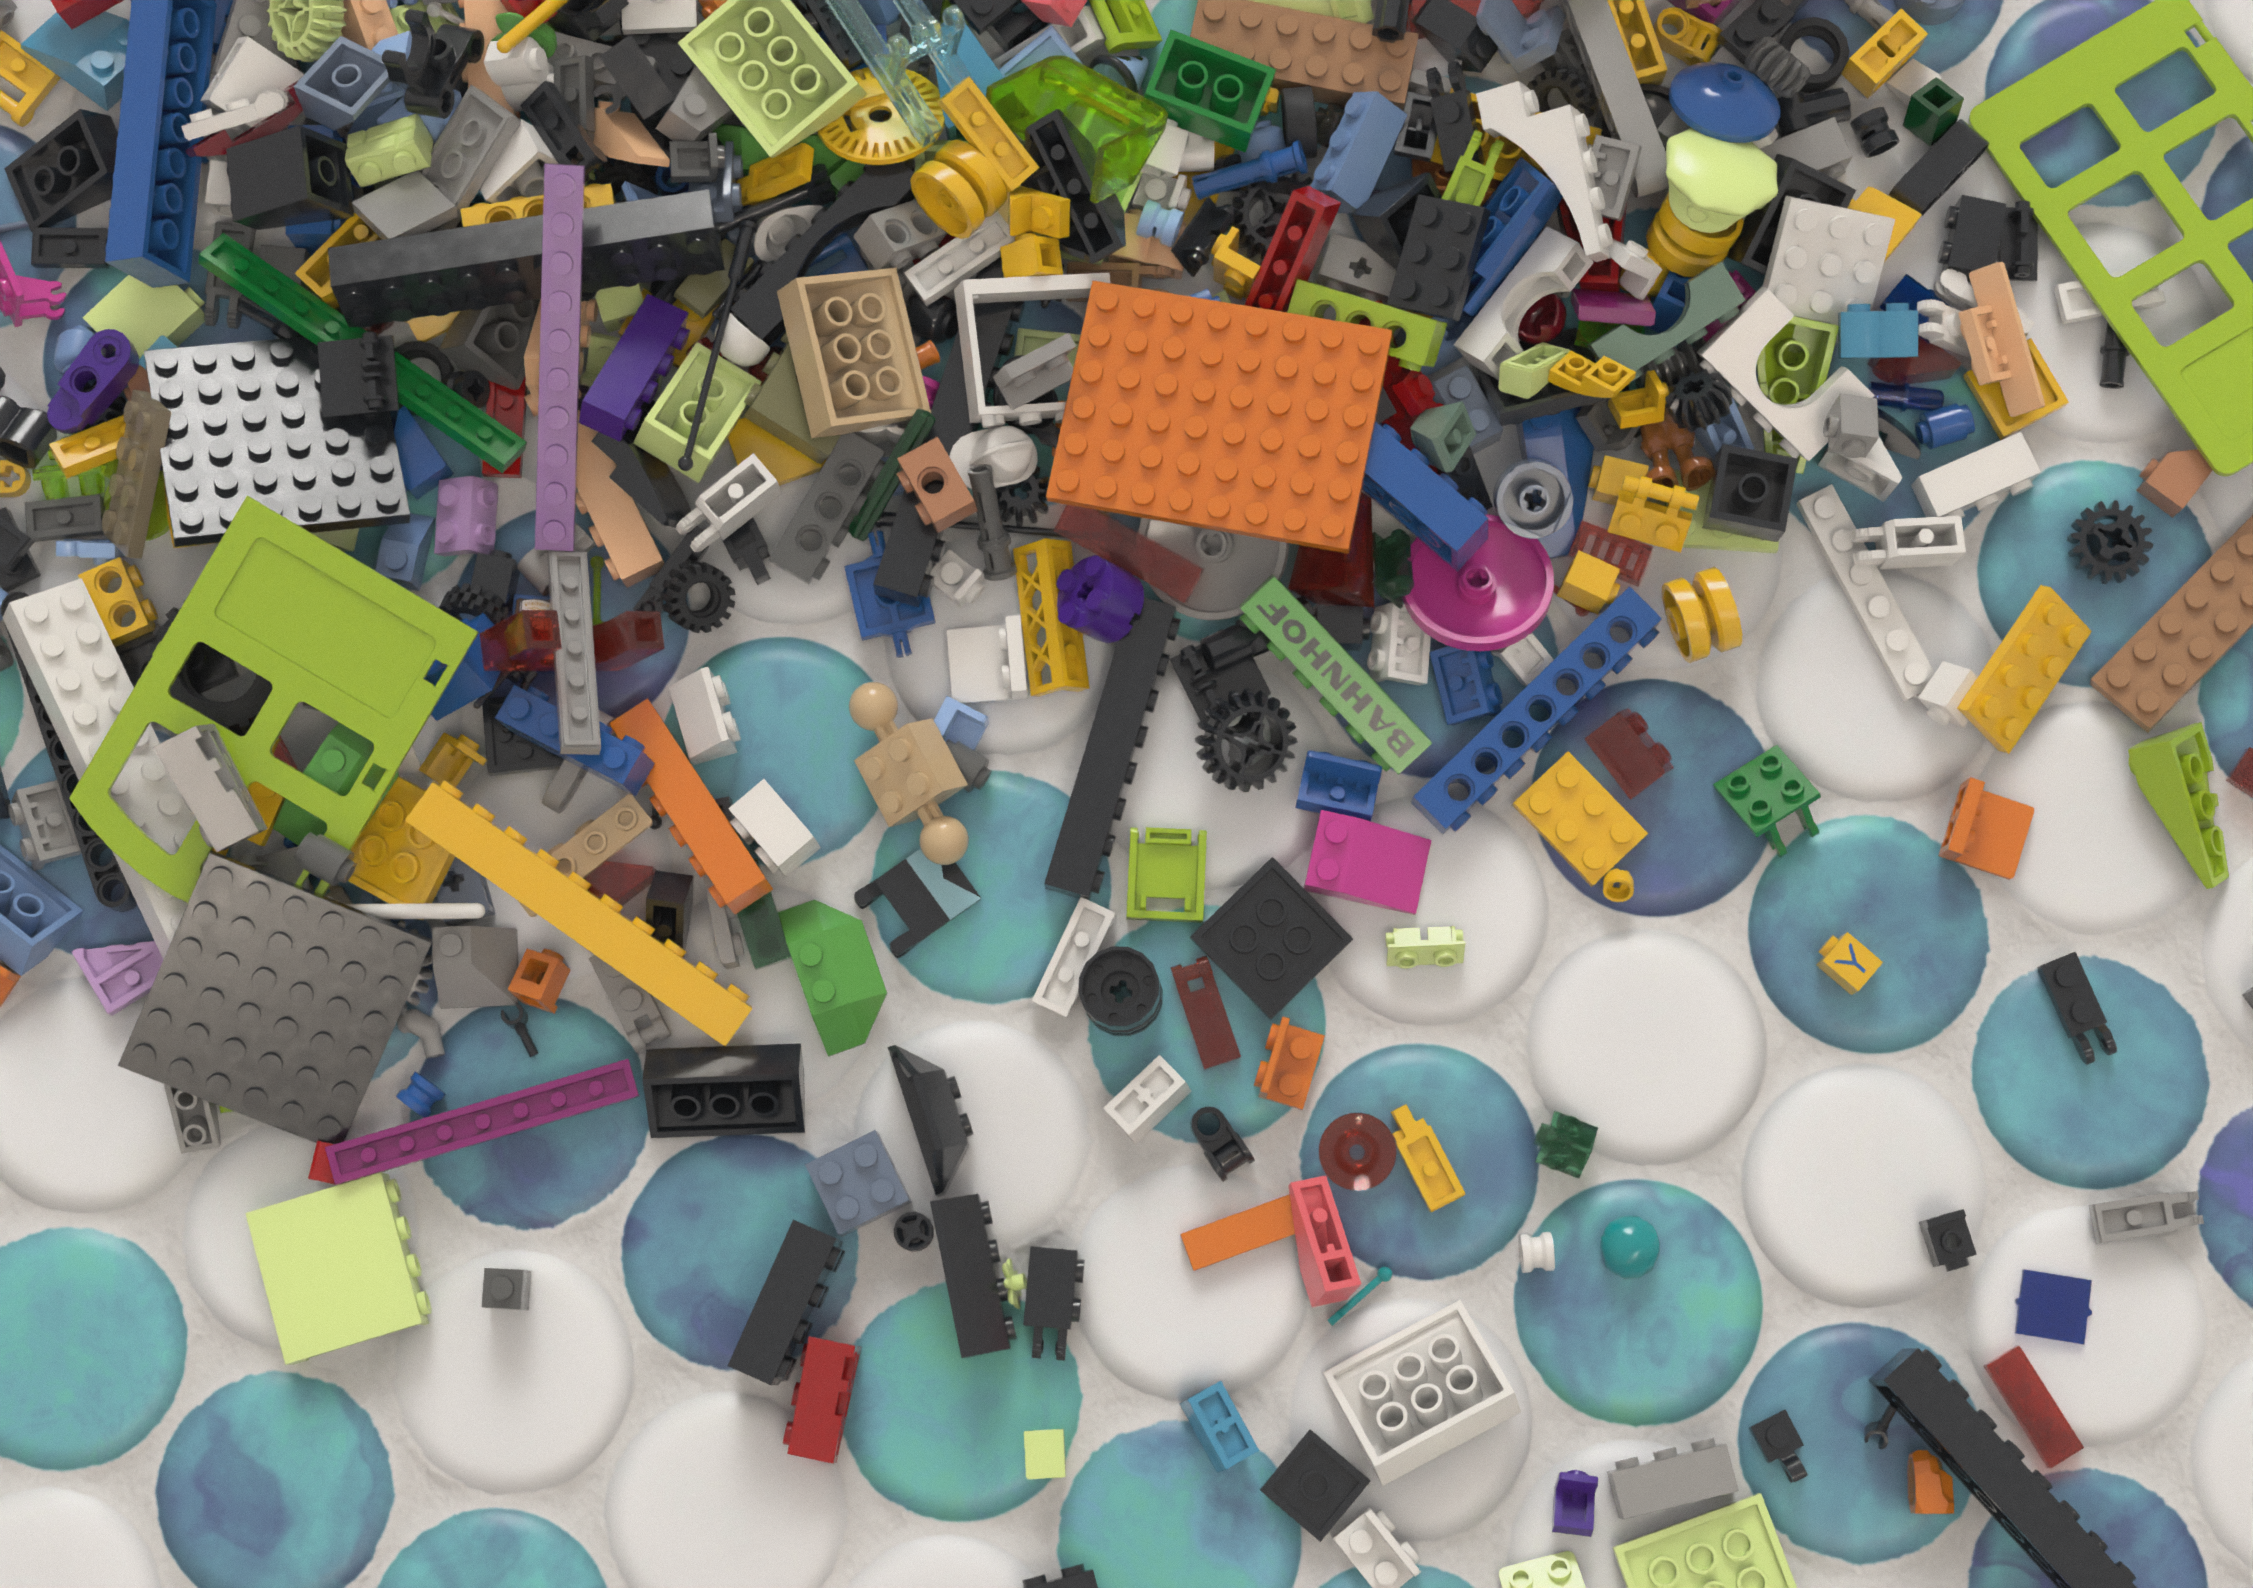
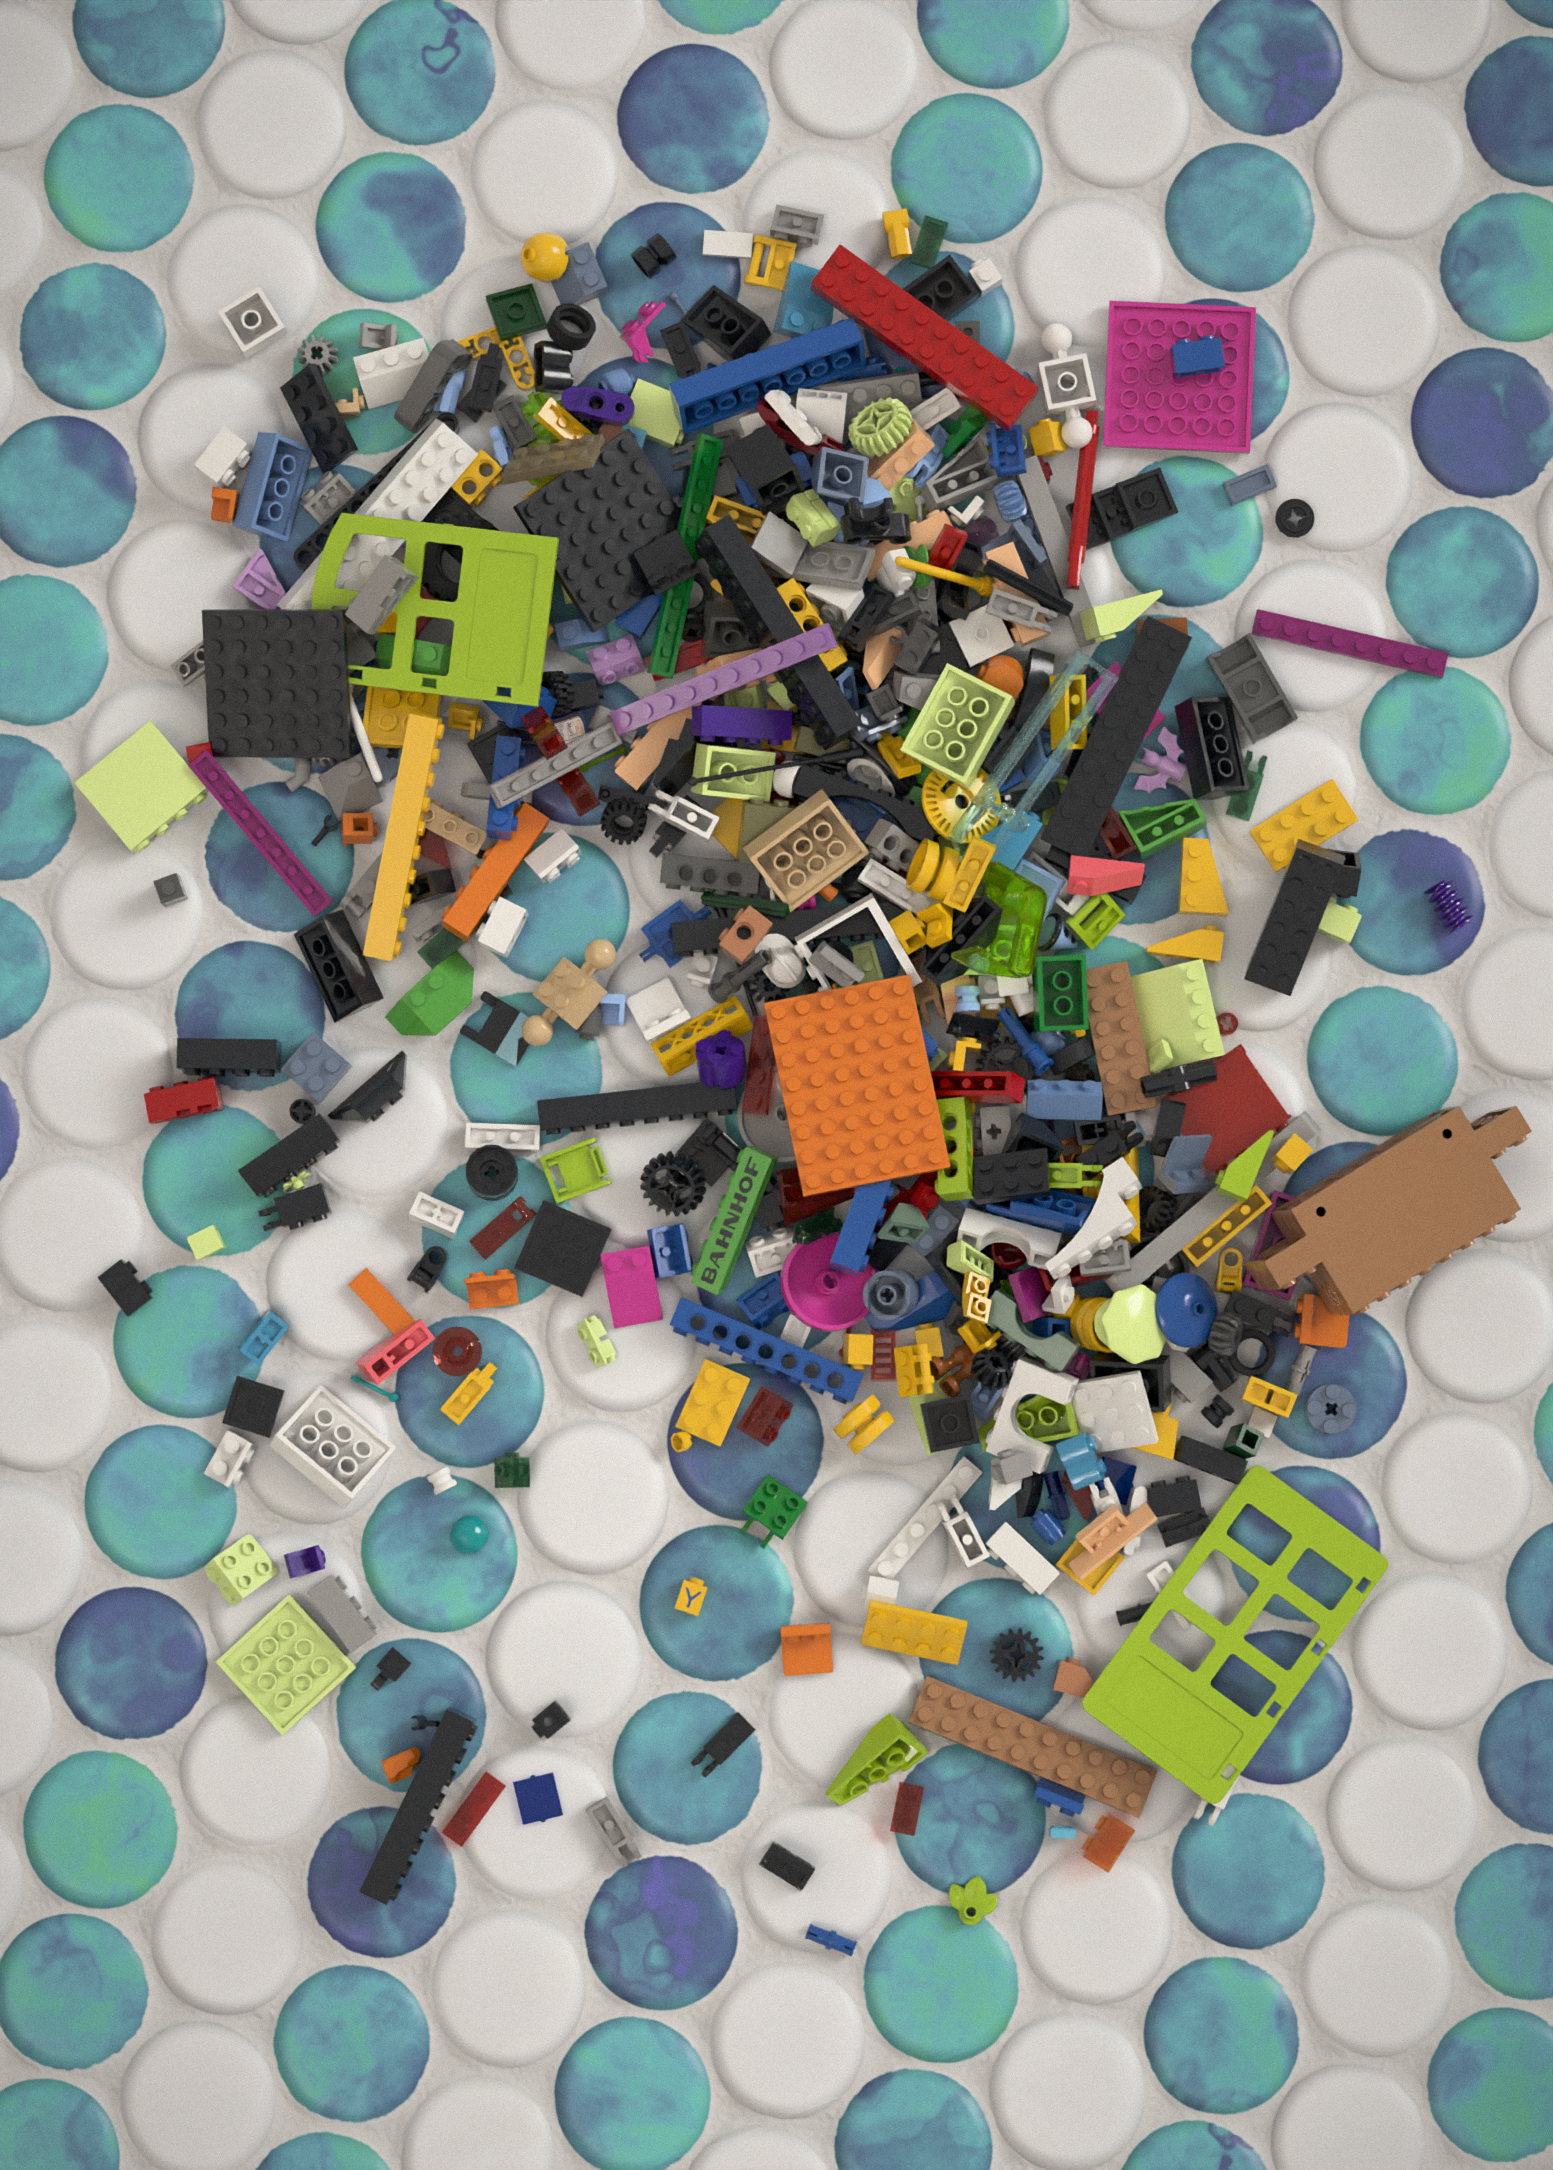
camera: 65 degrees right, 5 degrees up
(325, 859) = (368, 677): dark grey brick -> none
(420, 1095) = (261, 789): blue wheel -> none

